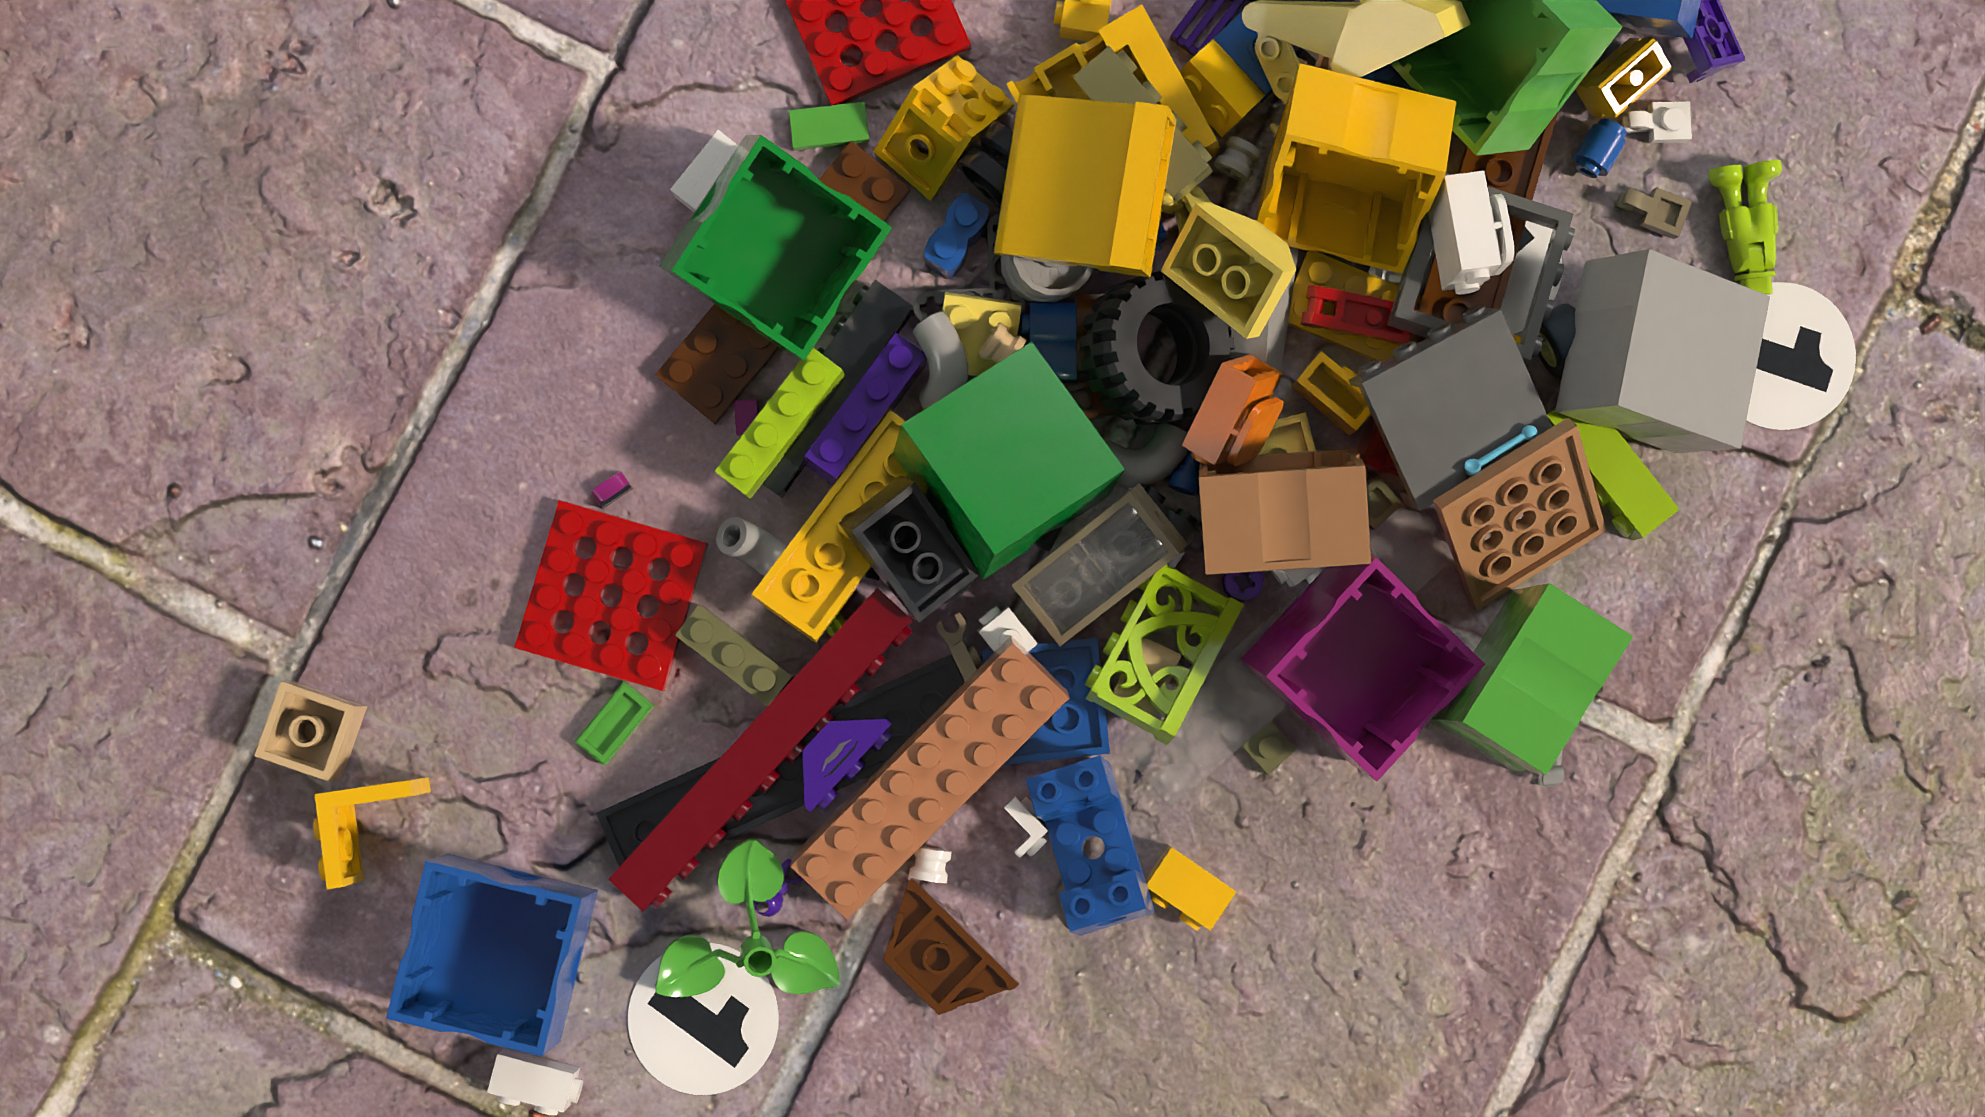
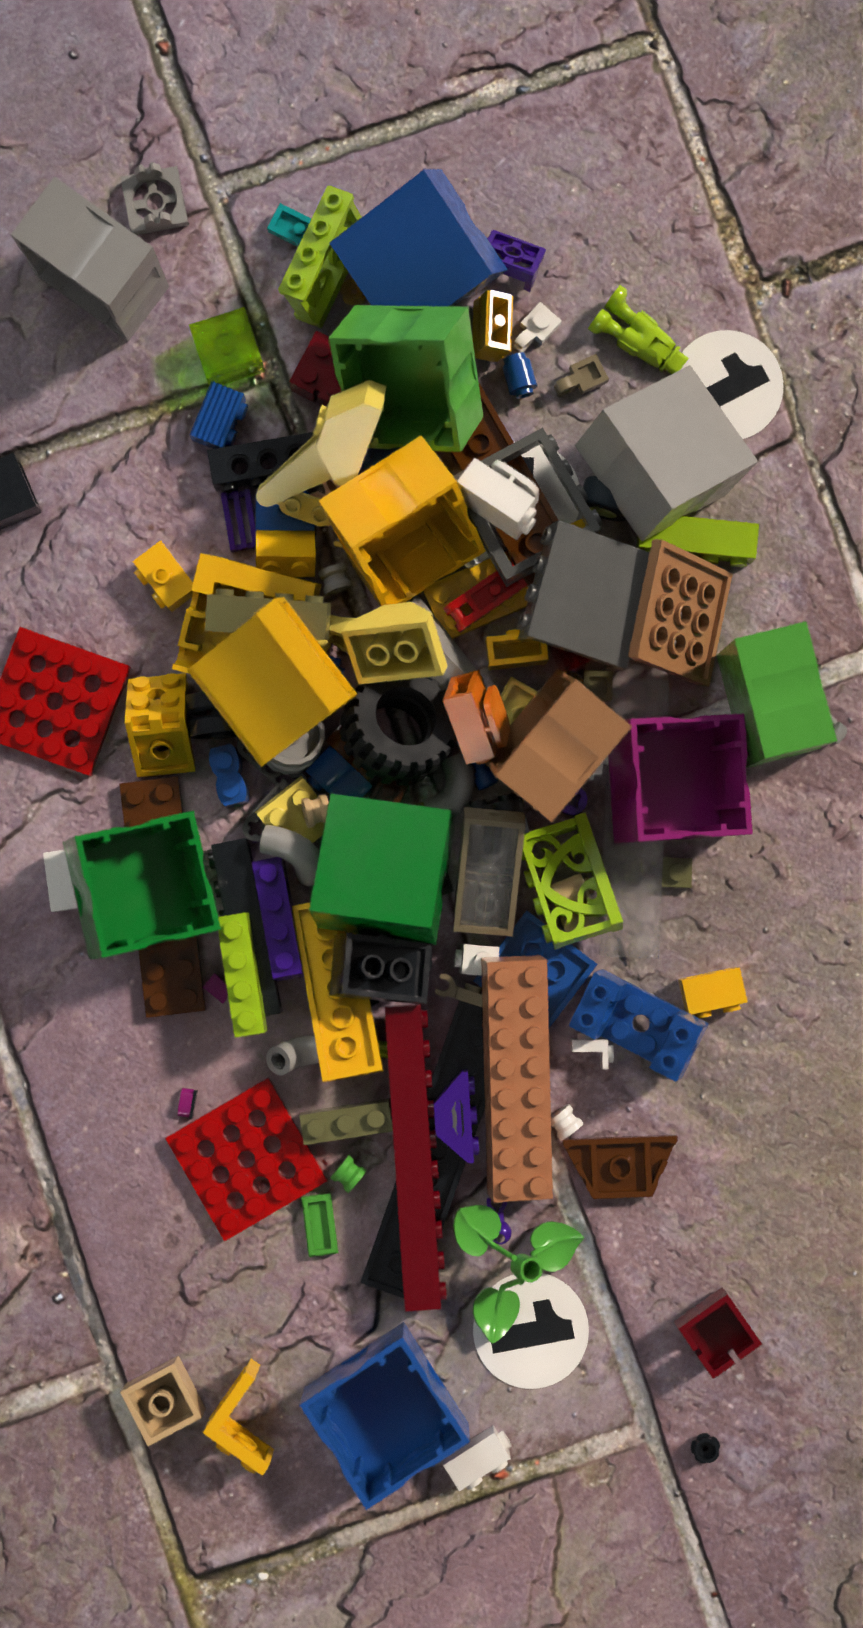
camera: 45 degrees left, 0 degrees up
(687, 704) = (348, 1174): none -> bright green wheel
(829, 126) = (99, 788): bright green tile -> none
(1474, 466) = (630, 616): medium azure hinge -> none

